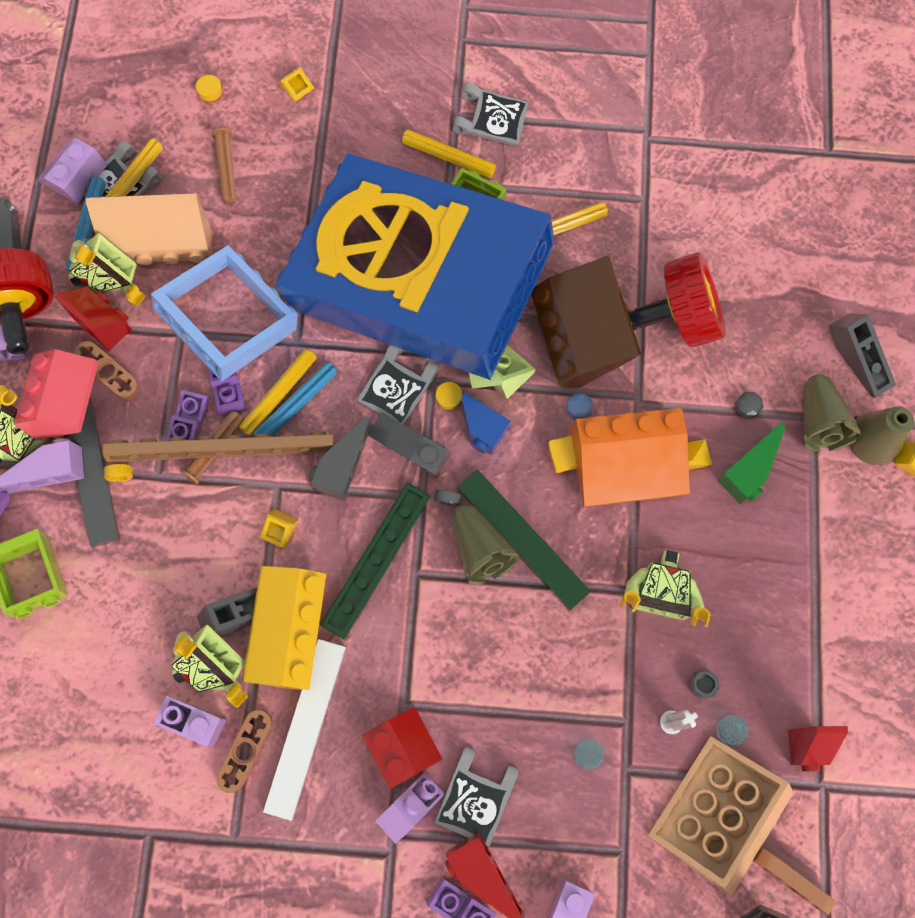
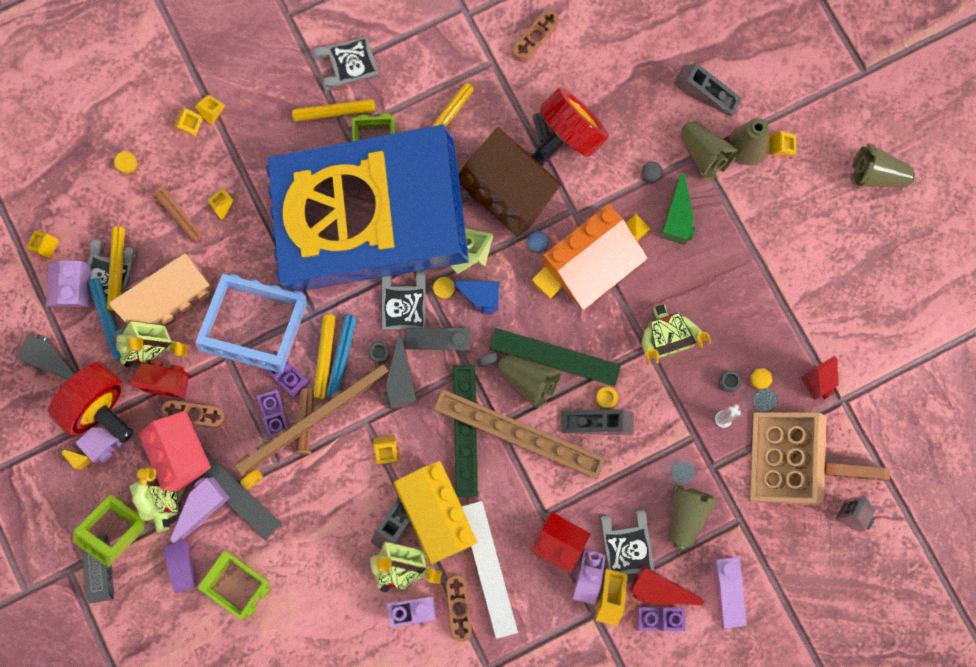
camera: 25 degrees left, 5 degrees up
(76, 119) = (42, 244): none -> yellow slope
(275, 179) = (220, 203): none -> yellow slope
(325, 84) = (210, 108): none -> yellow slope
(337, 421) = (379, 352): none -> dark grey tile
(420, 848) = (612, 597): none -> yellow slope
(432, 600) = (519, 434): none -> medium nougat plate
(527, 639) = (598, 422): none -> dark grey slope
(553, 618) = (606, 398): none -> yellow tile
(566, 808) = (689, 515): none -> olive cone
(656, 289) = (541, 127): none -> dark grey axle
(714, 189) = (549, 28): none -> nougat beam
(741, 702) = (760, 379): none -> yellow tile

